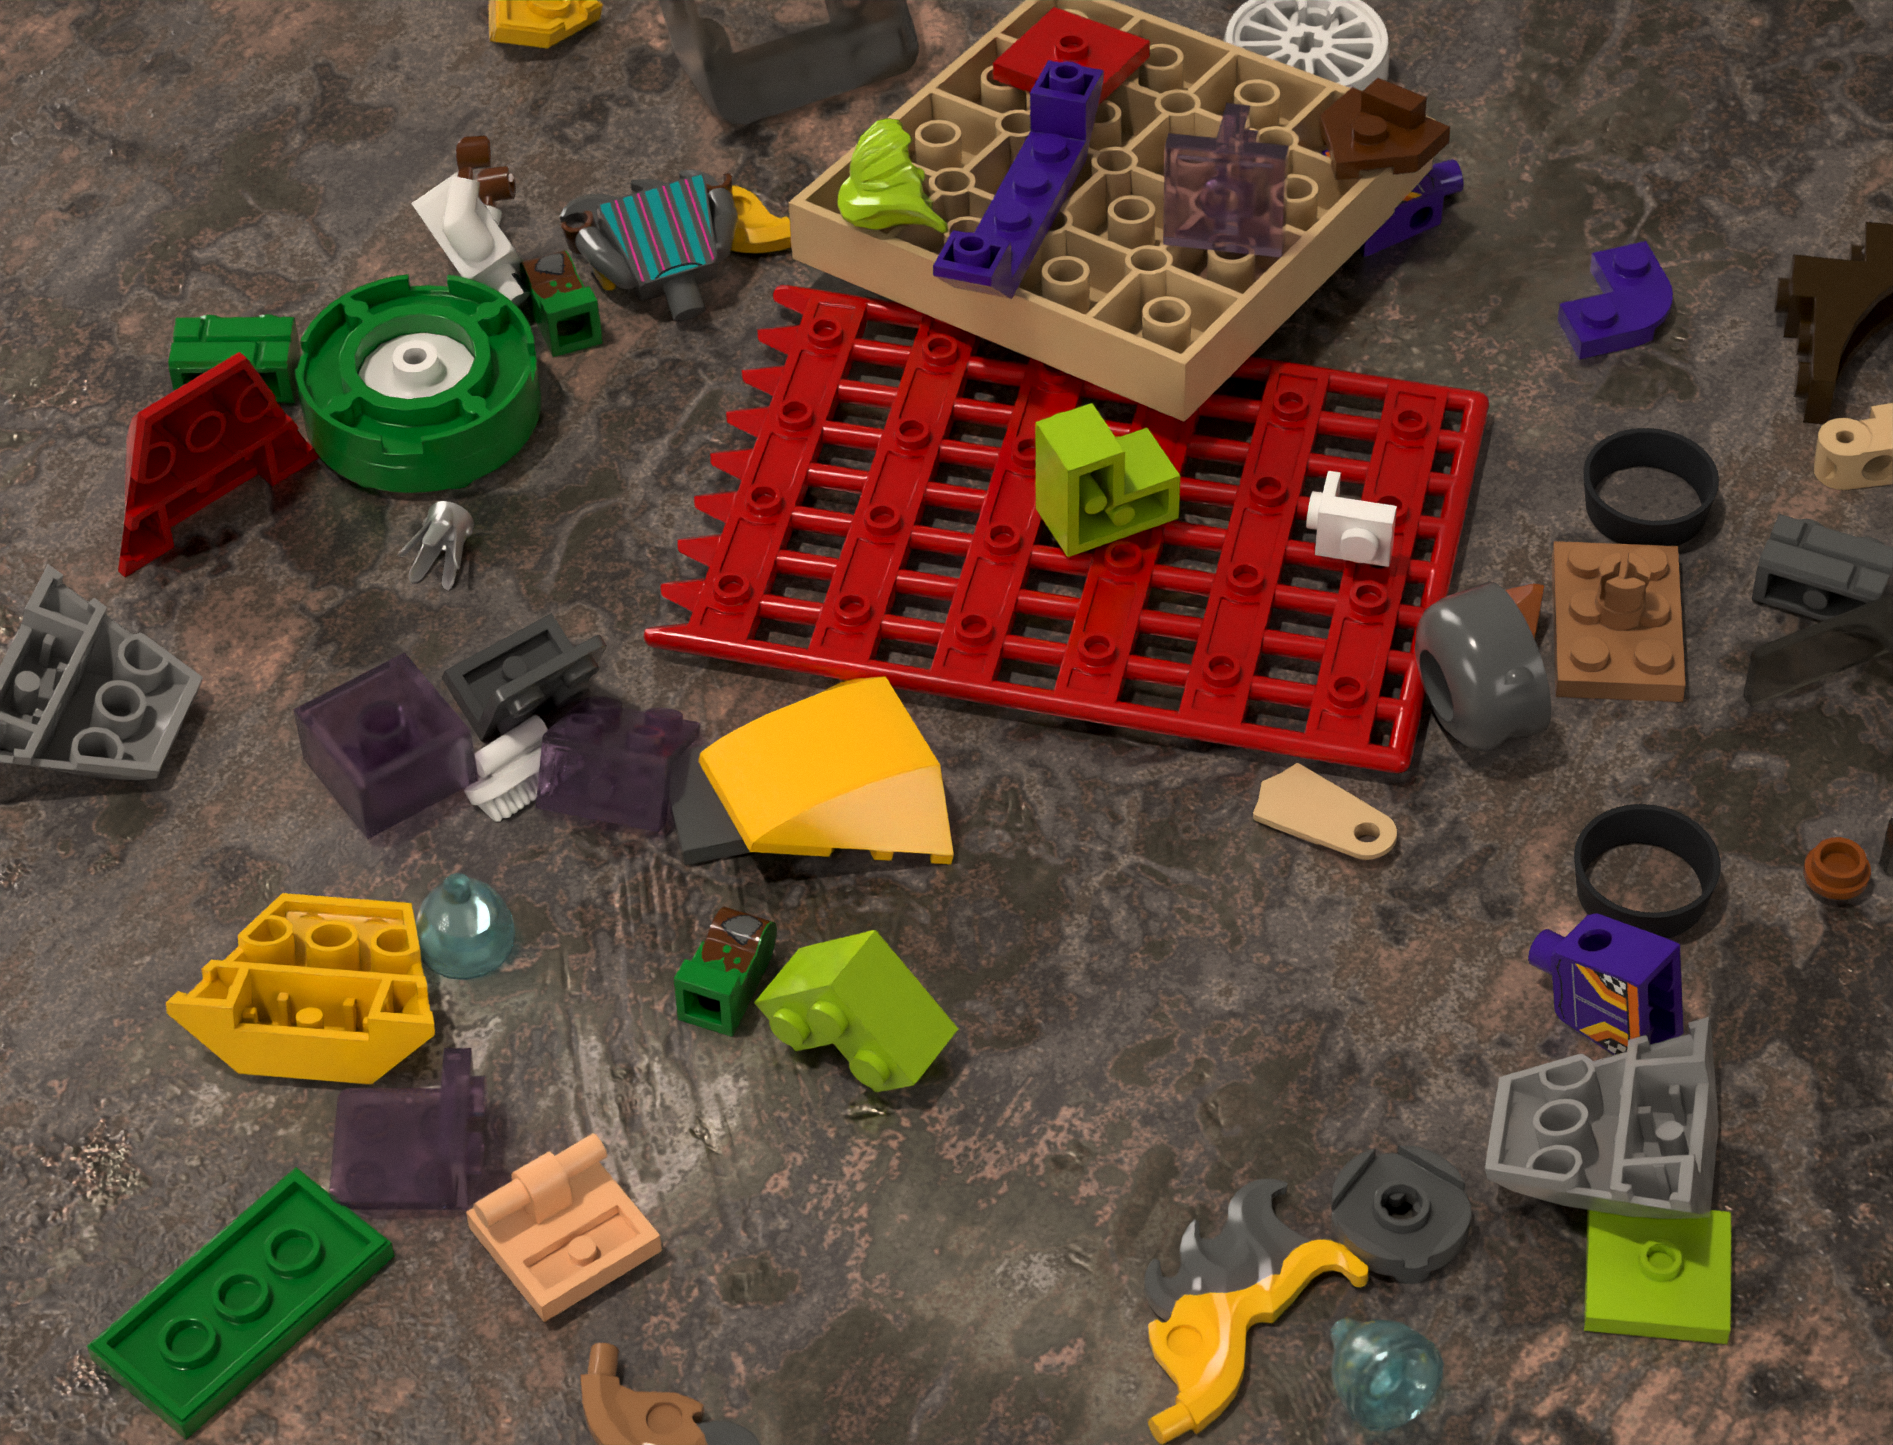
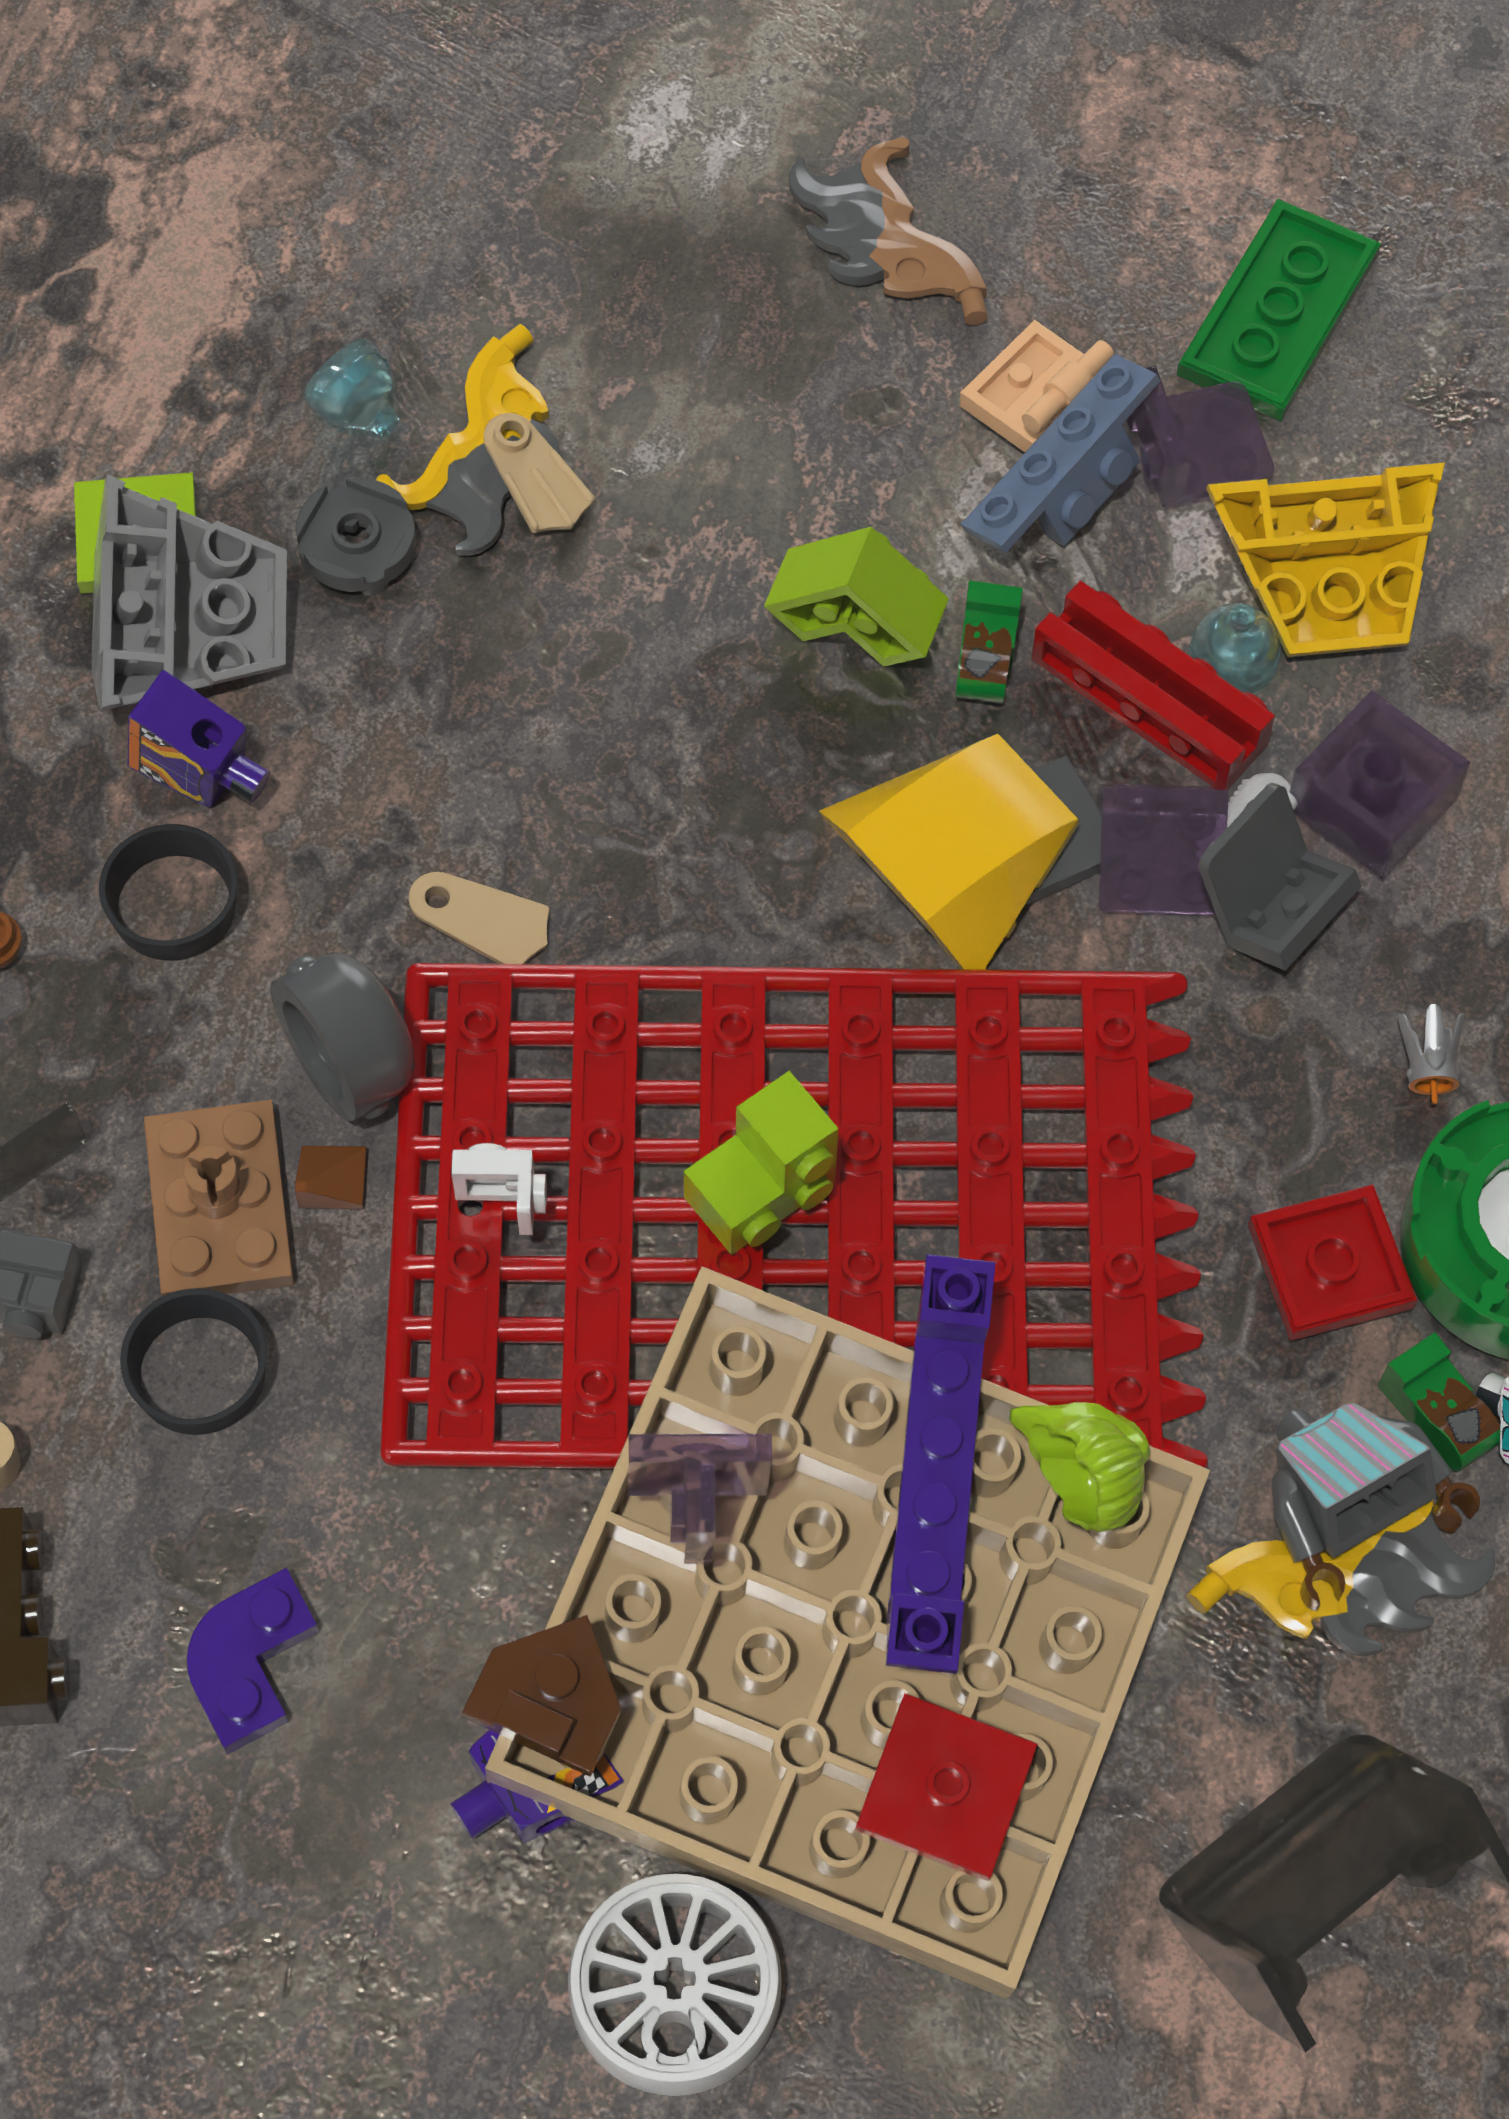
camera: 165 degrees right, 15 degrees up
(570, 897) = (1153, 686): none -> red brick
(576, 1102) = (1070, 464): none -> sand blue bracket
(605, 410) = (1331, 1262): none -> red plate
(1179, 1242) = (536, 475): none -> tan piece

